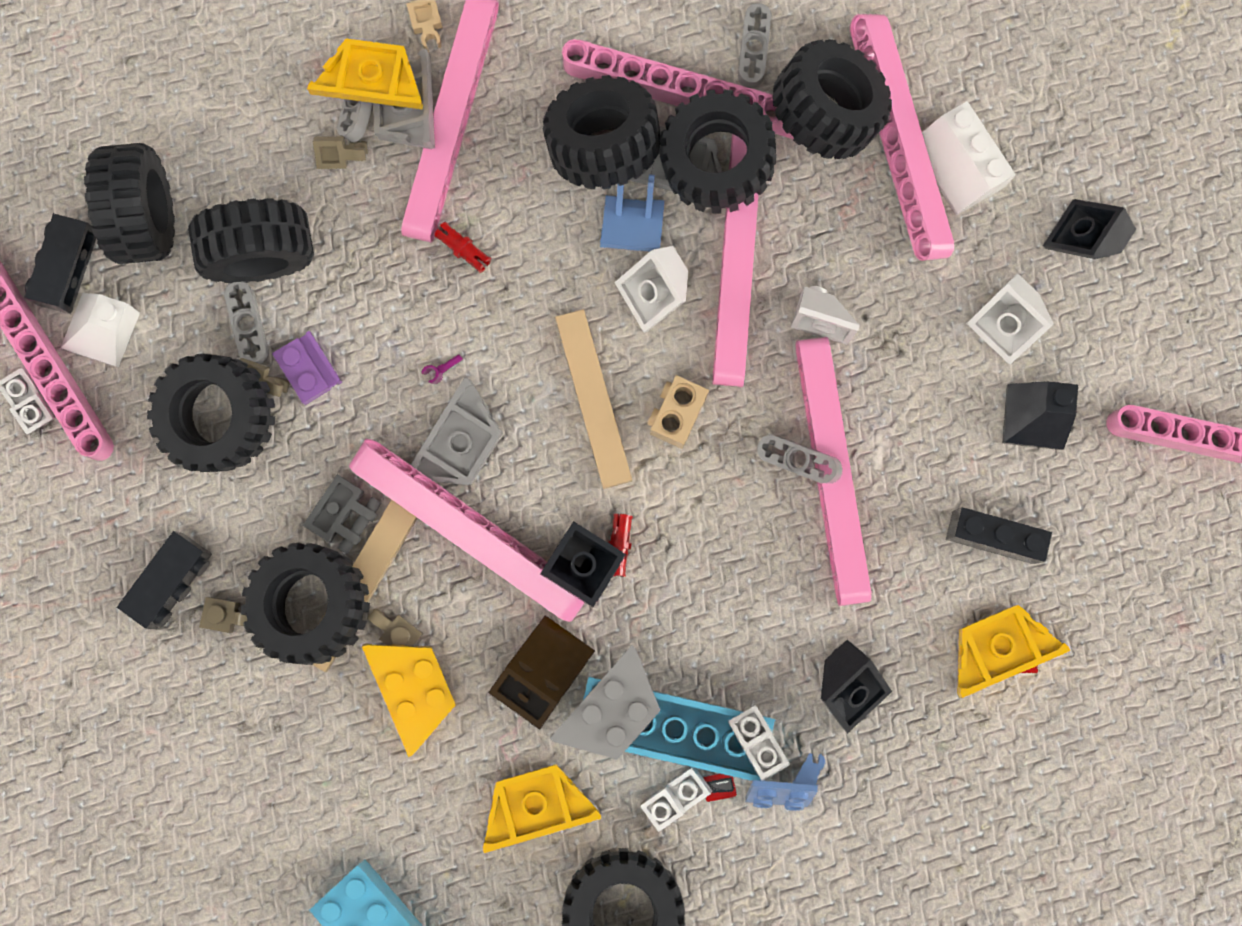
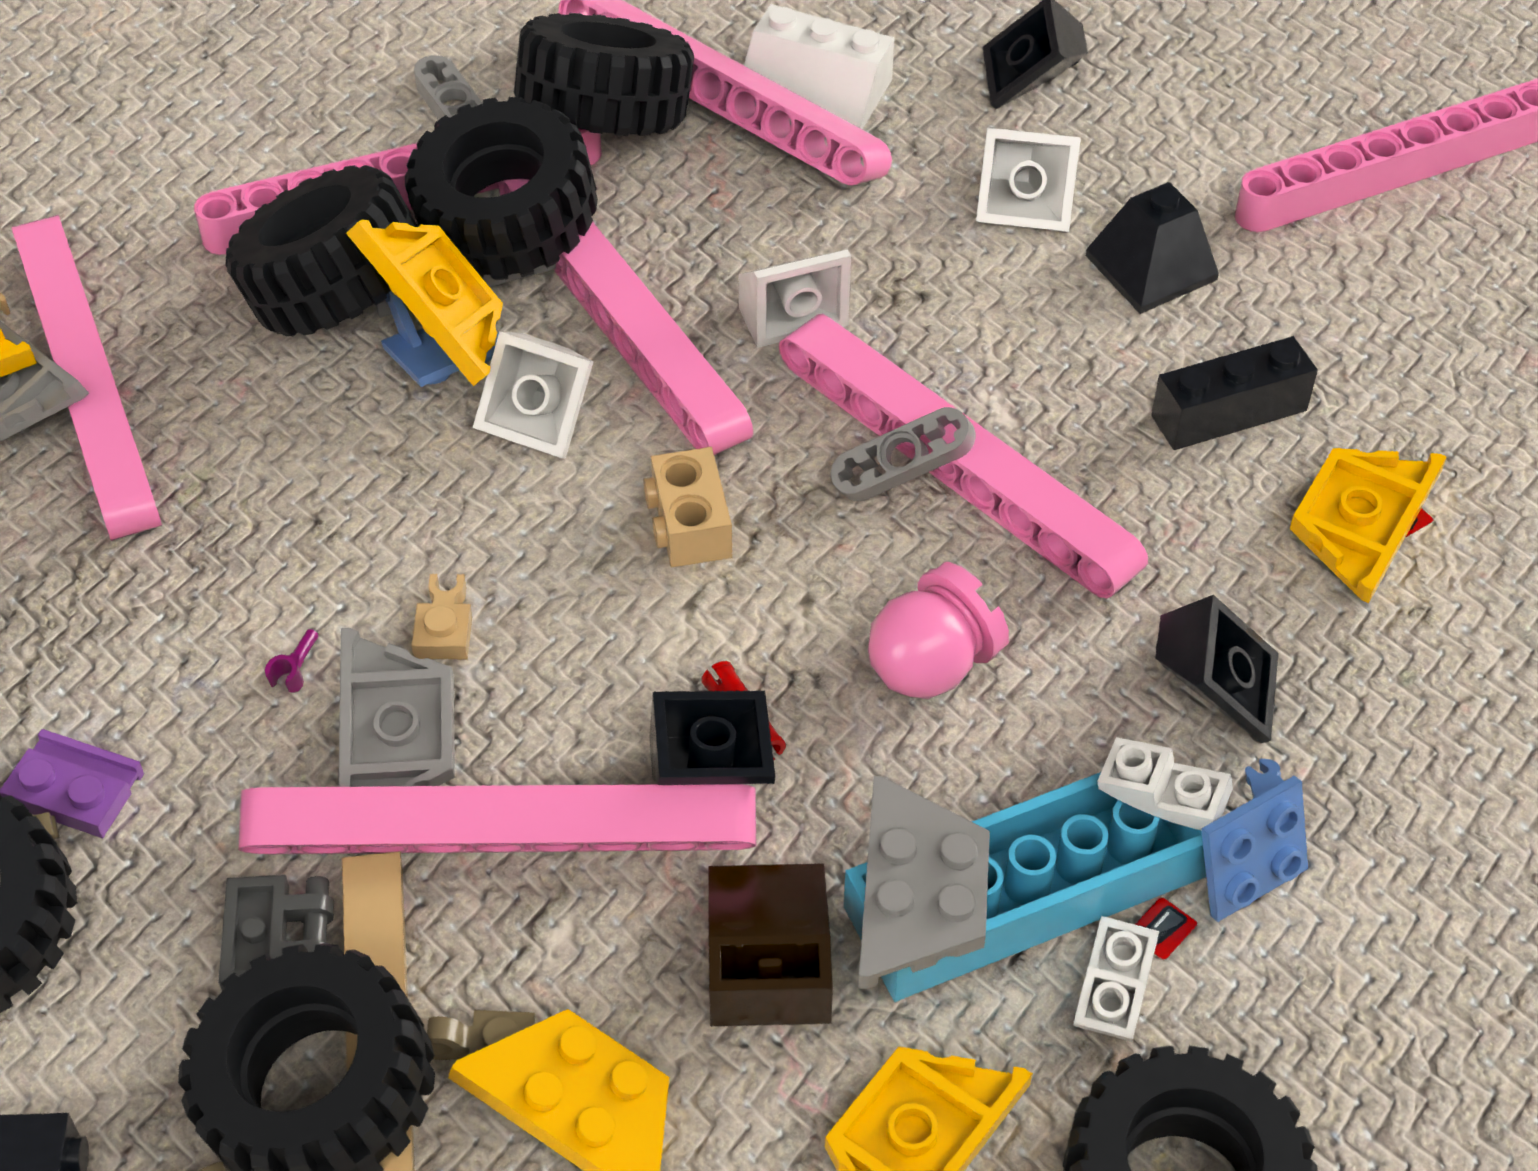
camera: 35 degrees left, 30 degrees down
(462, 247) = (214, 503): red pin -> none
(520, 396) = (444, 625): none -> tan plate
(593, 399) = (557, 570): tan tile -> none
(635, 206) = (437, 288): none -> yellow wing
(726, 576) = (933, 635): none -> bright pink tile

